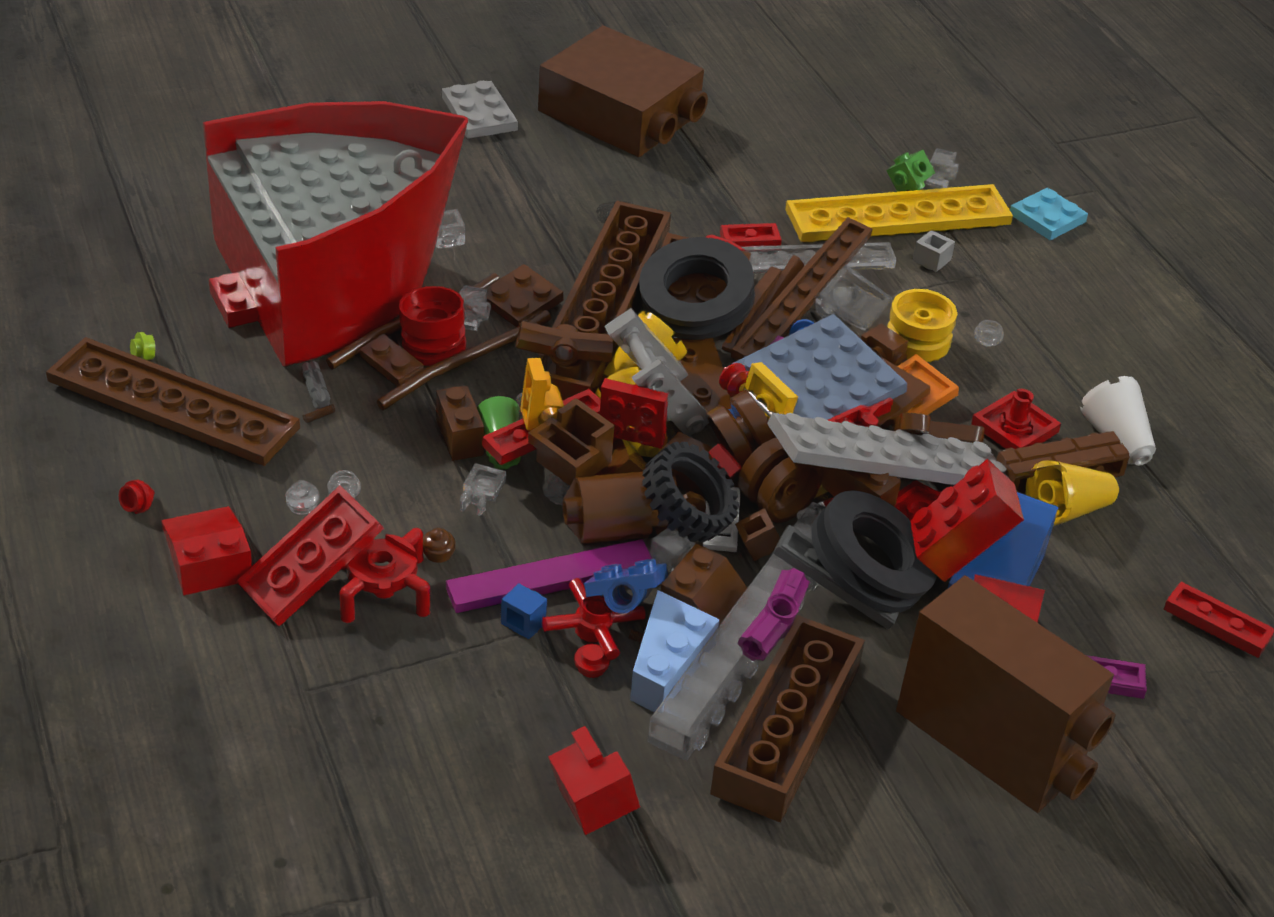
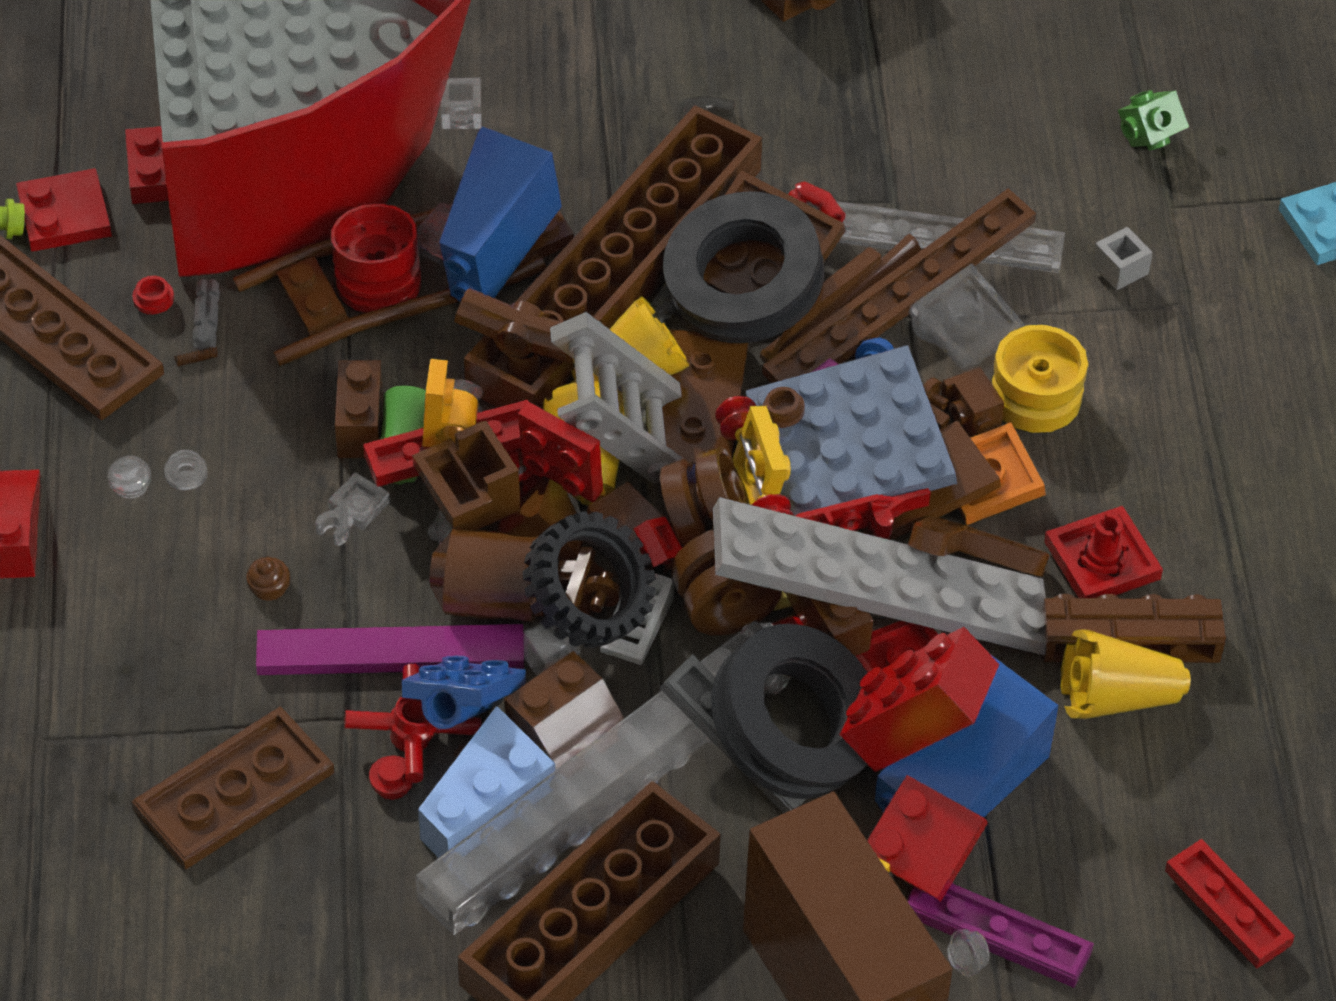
camera: 20 degrees right, 10 degrees up
(181, 337) = (64, 209): none -> red plate
(271, 378) = (153, 295): none -> red plate
(309, 555) = (98, 565): red plate -> none
(403, 555) = (181, 617): red plate -> none
(471, 693) = (232, 787): none -> reddish brown tile
(514, 277) = (497, 212): none -> blue slope
(523, 610) = (332, 692): blue plate -> none
(593, 786) = (309, 942): red plate -> none
(752, 234) = (874, 186): red plate -> none
(758, 534) = (668, 648): reddish brown plate -> none
(773, 360) = (784, 406): none -> reddish brown plate
(776, 617) = (605, 792): magenta piece -> none
(901, 211) = (1111, 182): yellow plate -> none
(944, 167) = (1207, 118): clear plate -> none
(989, 333) = (1139, 405): clear plate -> none
(1122, 410) = (1249, 580): white cone -> none

